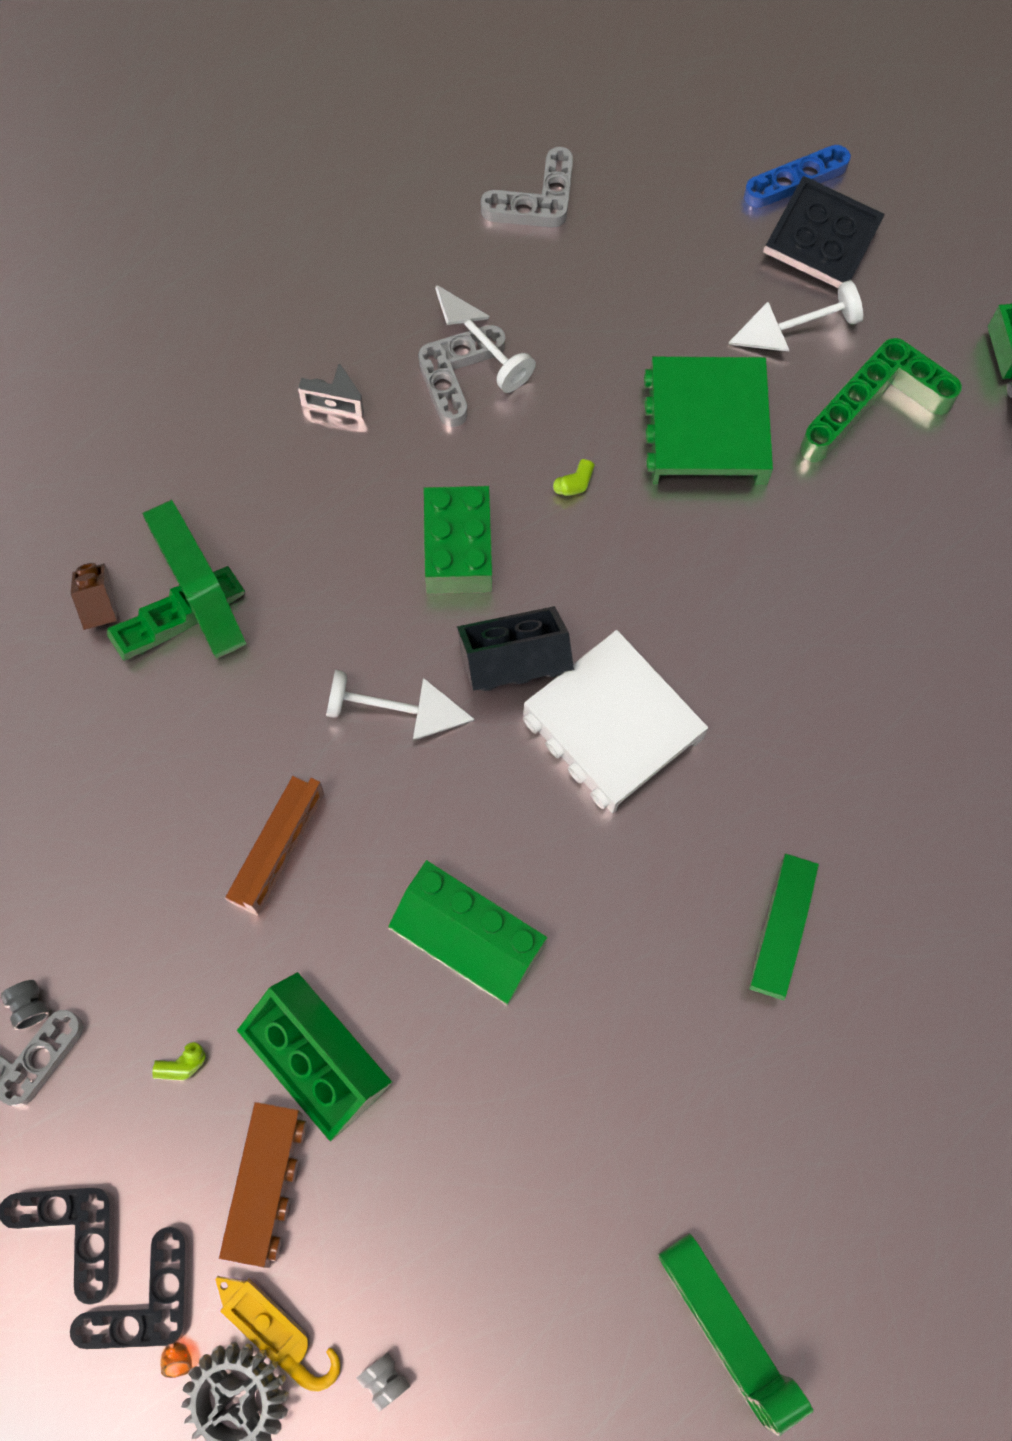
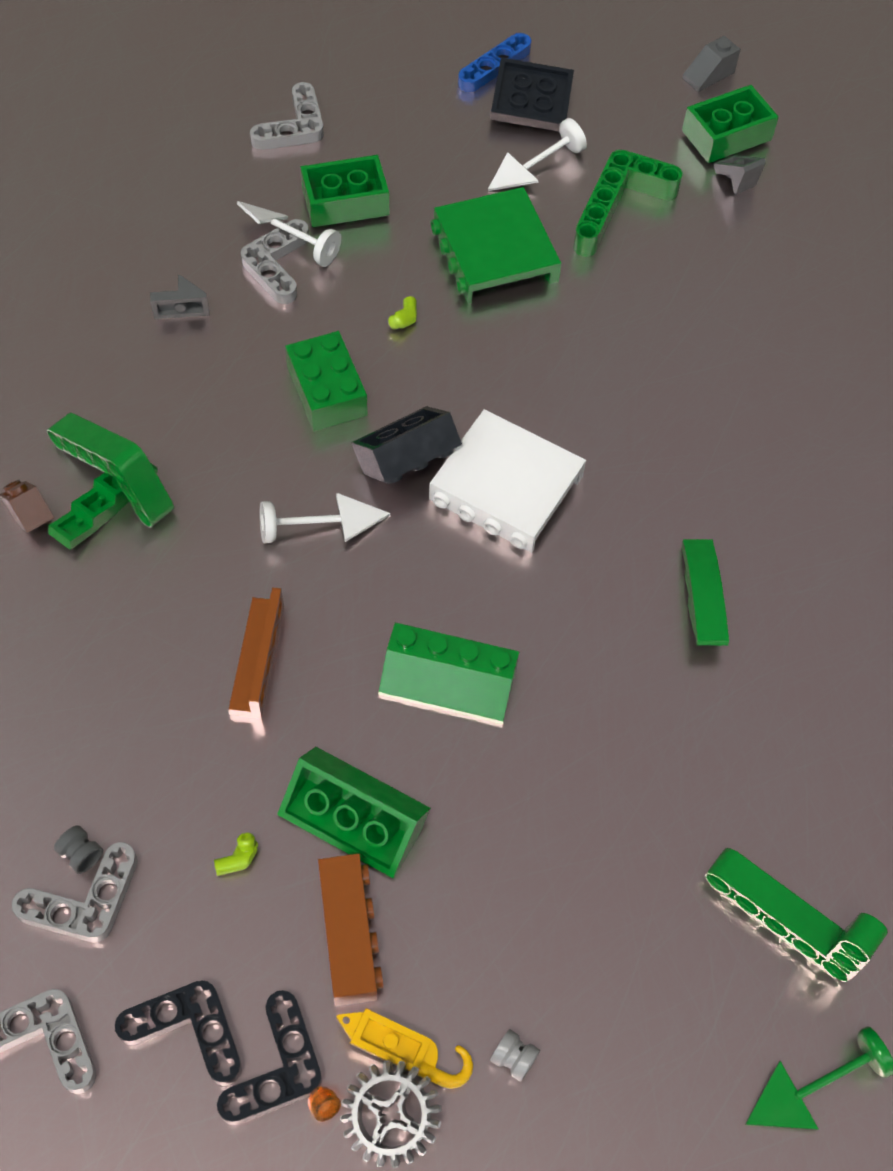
camera: 20 degrees left, 10 degrees down
(560, 305) = (345, 190): none -> green brick

